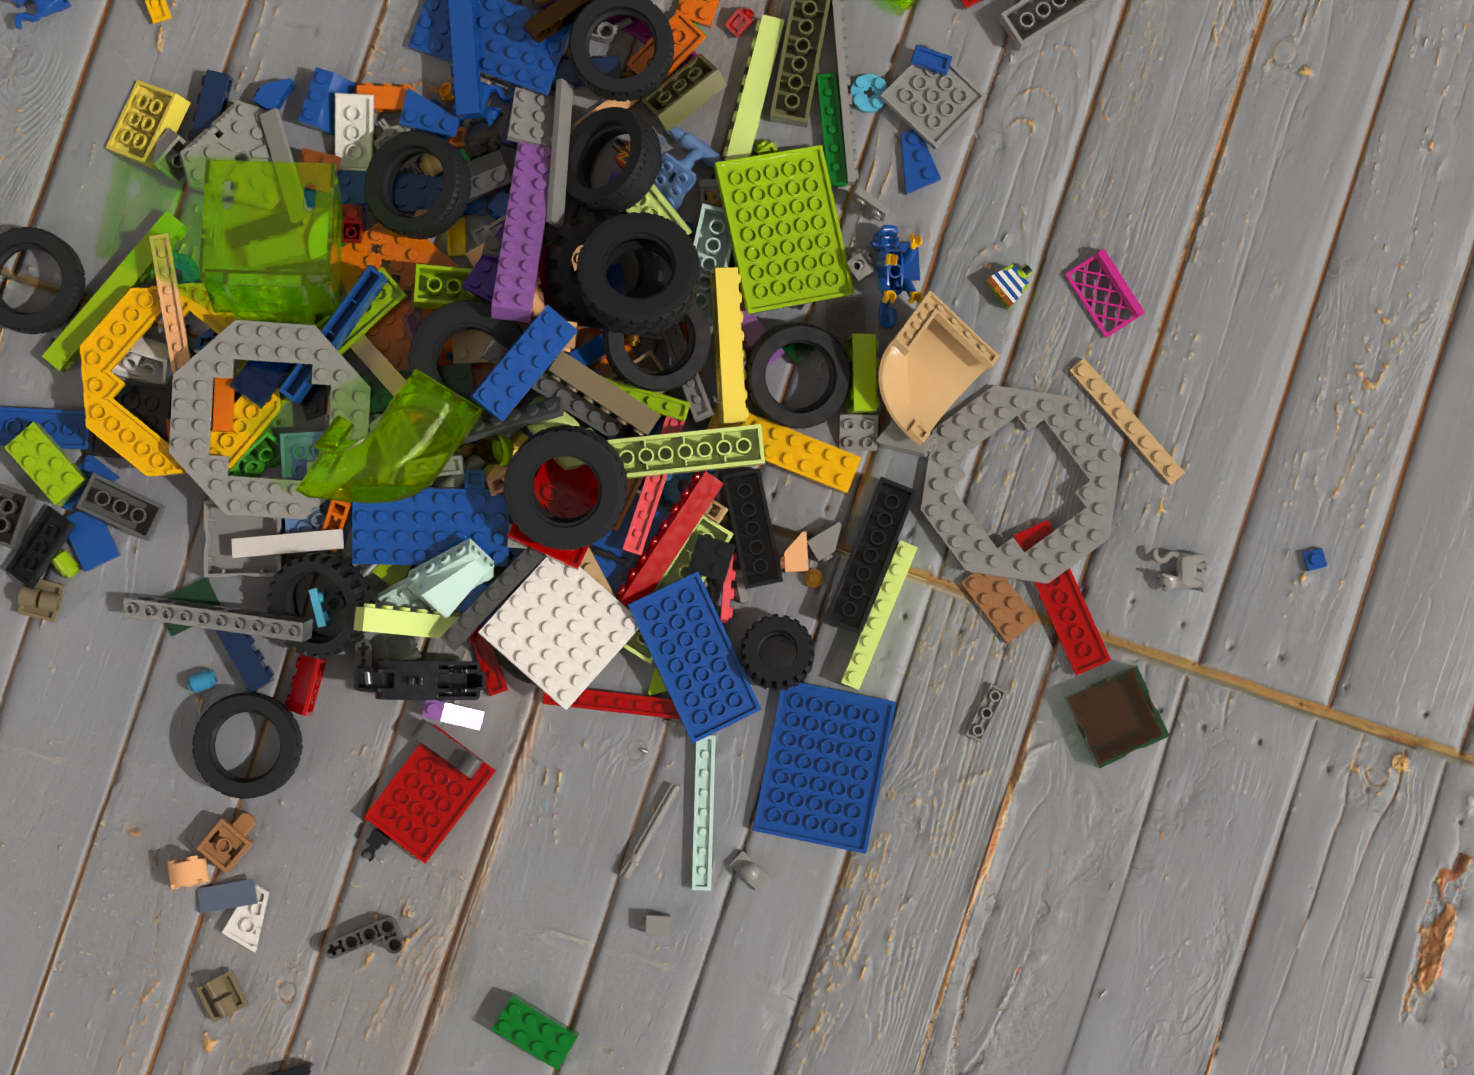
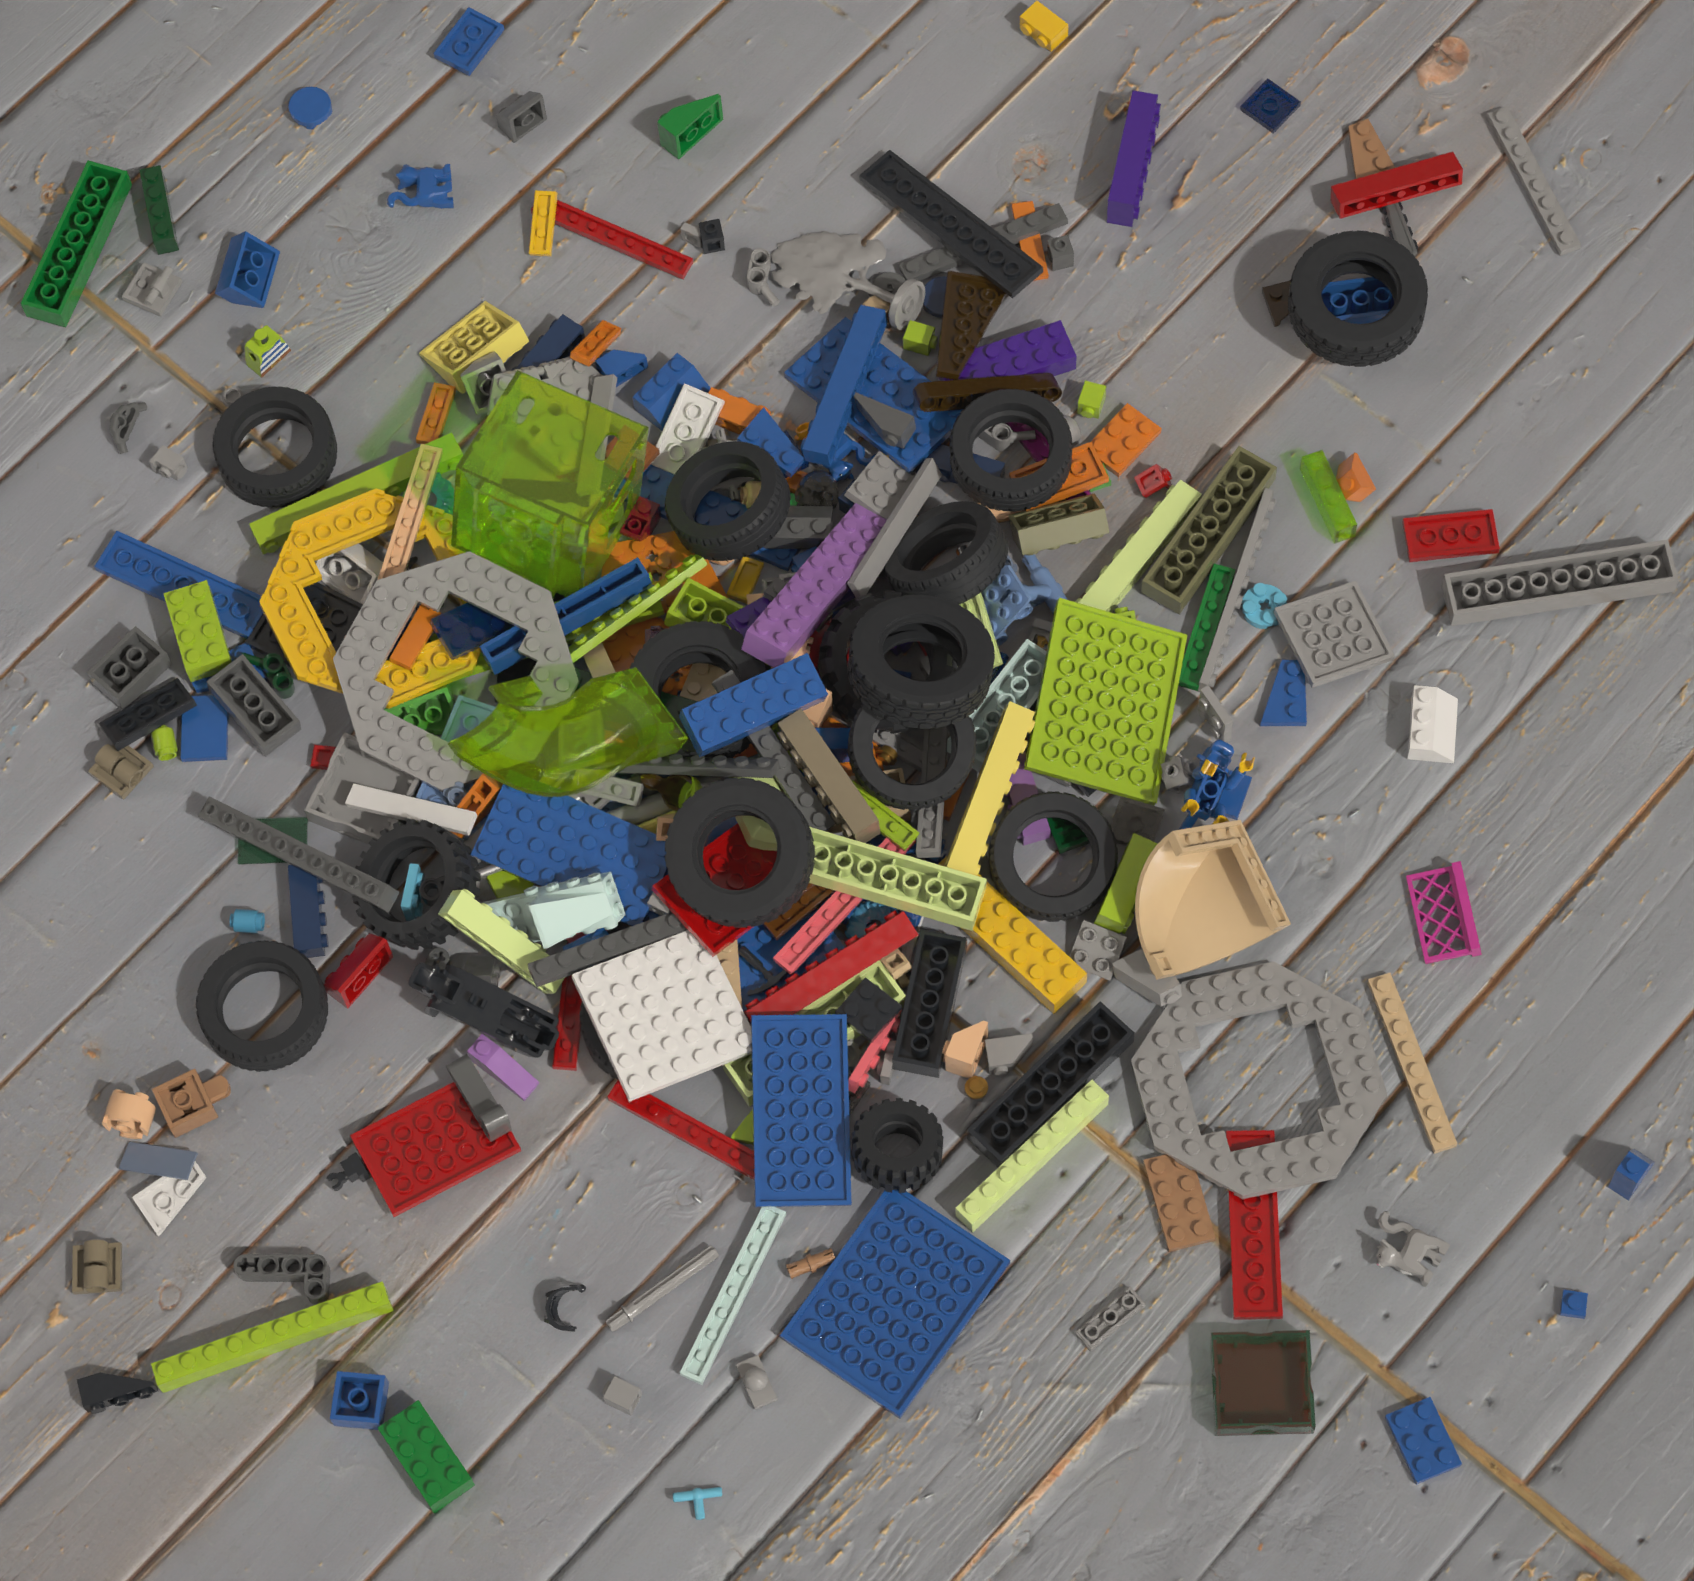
camera: 30 degrees right, 20 degrees down
(126, 474) = (275, 676): none -> dark green beam
(145, 197) = (436, 413): none -> orange plate
(195, 522) = (321, 756): none -> red tile
(245, 83) = (595, 343): none -> orange tile
(379, 992) = (272, 1337): none -> lime brick
(385, 303) = (636, 606): none -> lime plate
(467, 1013) = (359, 1400): none -> blue brick
(474, 479) = (645, 817): blue plate -> none
(515, 62) = (890, 423): none -> dark grey slope
(578, 886) = (552, 1301): none -> black helmet
(744, 972) = (697, 1496): none -> medium azure piece
(750, 765) = (810, 1263): none -> medium nougat pin
(931, 60) = (1346, 595): blue tile -> none
(1009, 284) = (1337, 860): torso -> none
(1037, 142) = (1432, 725): none -> white slope
(1246, 708) = (1423, 1440): none -> blue plate
(1322, 442) = (1630, 1173): none -> blue slope

